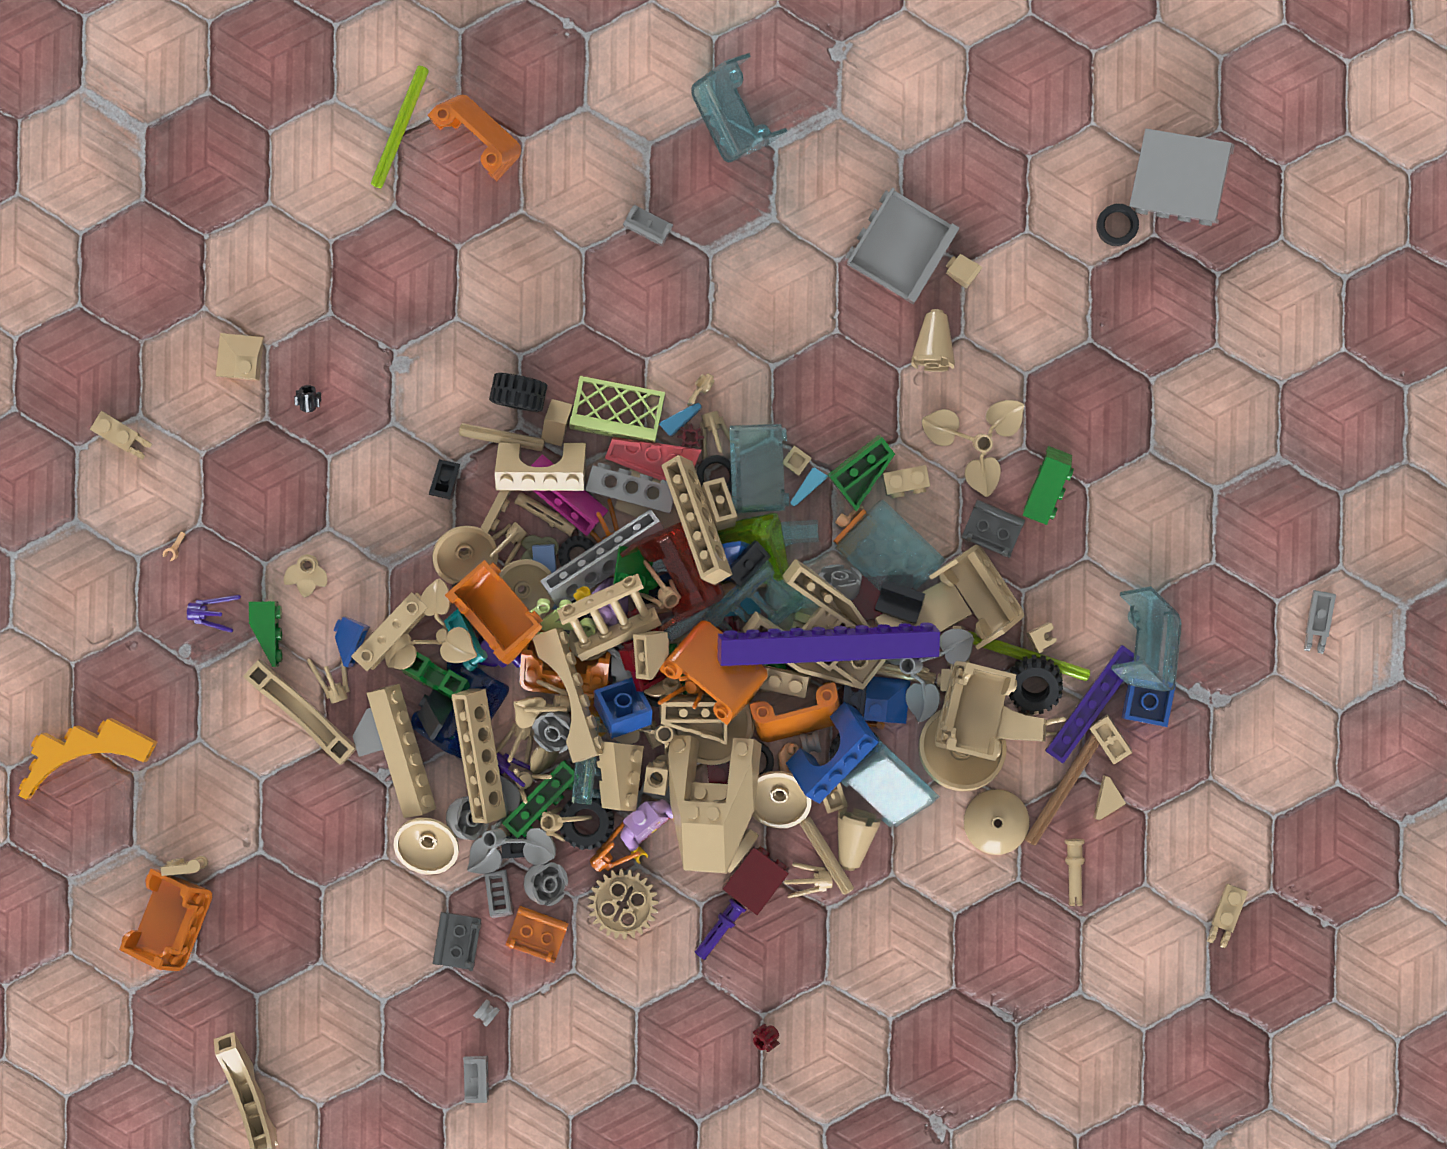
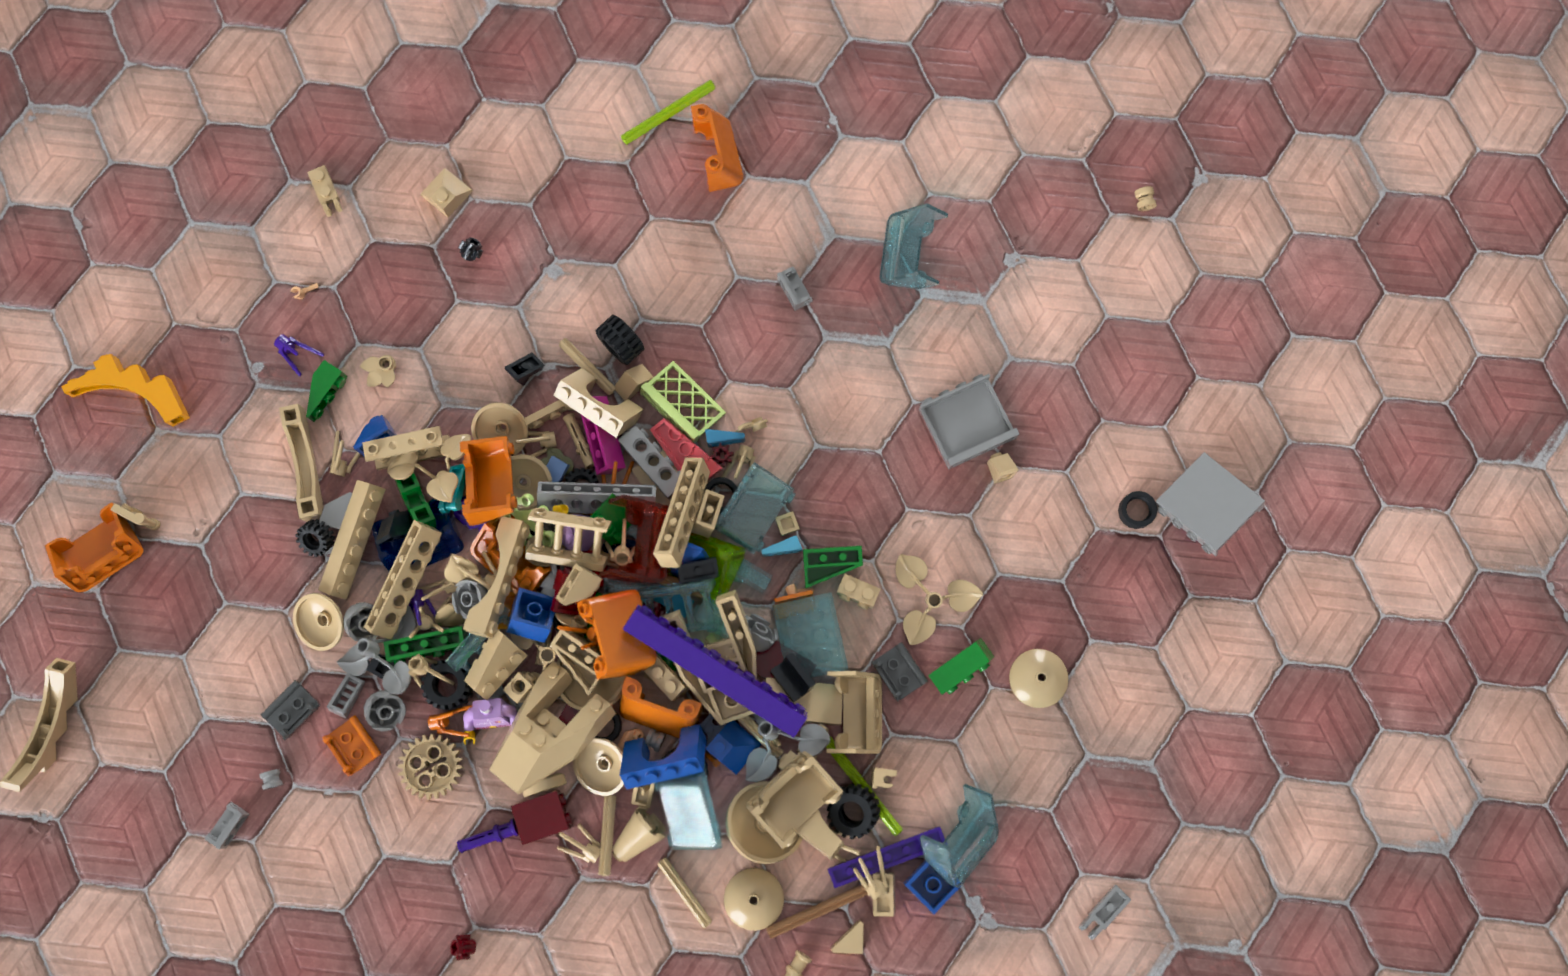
camera: 35 degrees right, 10 degrees down
(365, 781) = (309, 544): none -> black tyre
(930, 858) = (684, 892): none -> tan axle
(934, 344) = (944, 506): tan cone -> none
(1099, 739) = (874, 887): none -> tan plant
(1110, 451) = (1025, 681): none -> tan dish

